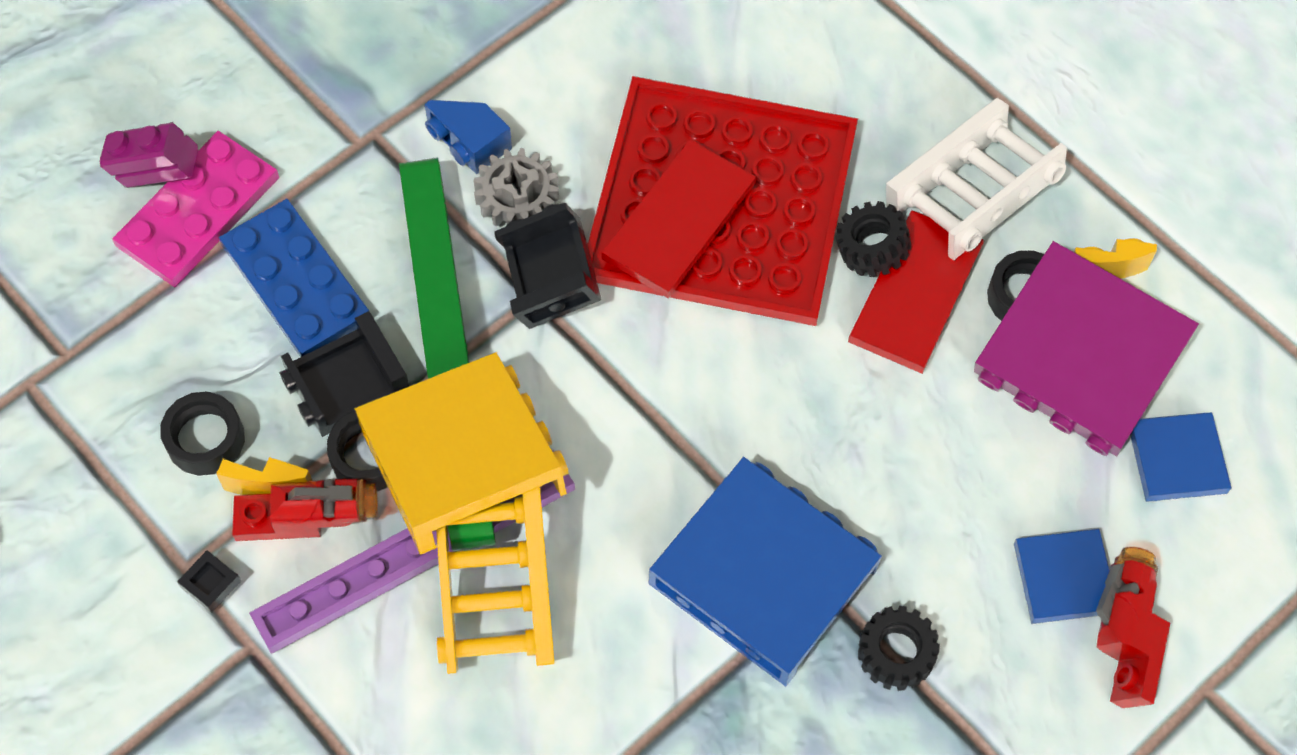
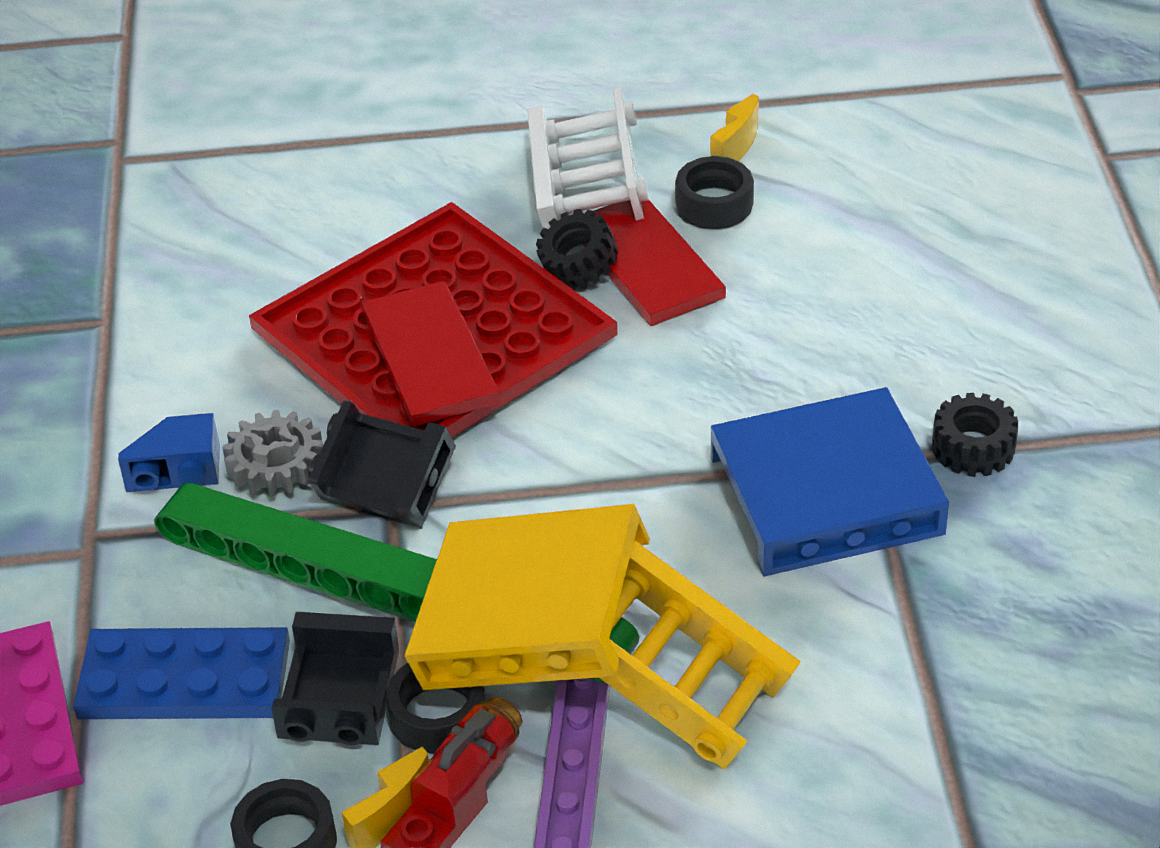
camera: 50 degrees left, 20 degrees down
(1062, 574) = (992, 306): blue tile -> none
(1084, 349) = (809, 177): magenta panel -> none
(1131, 629) = (1079, 282): red plate -> none
(1179, 457) = (942, 191): blue tile -> none

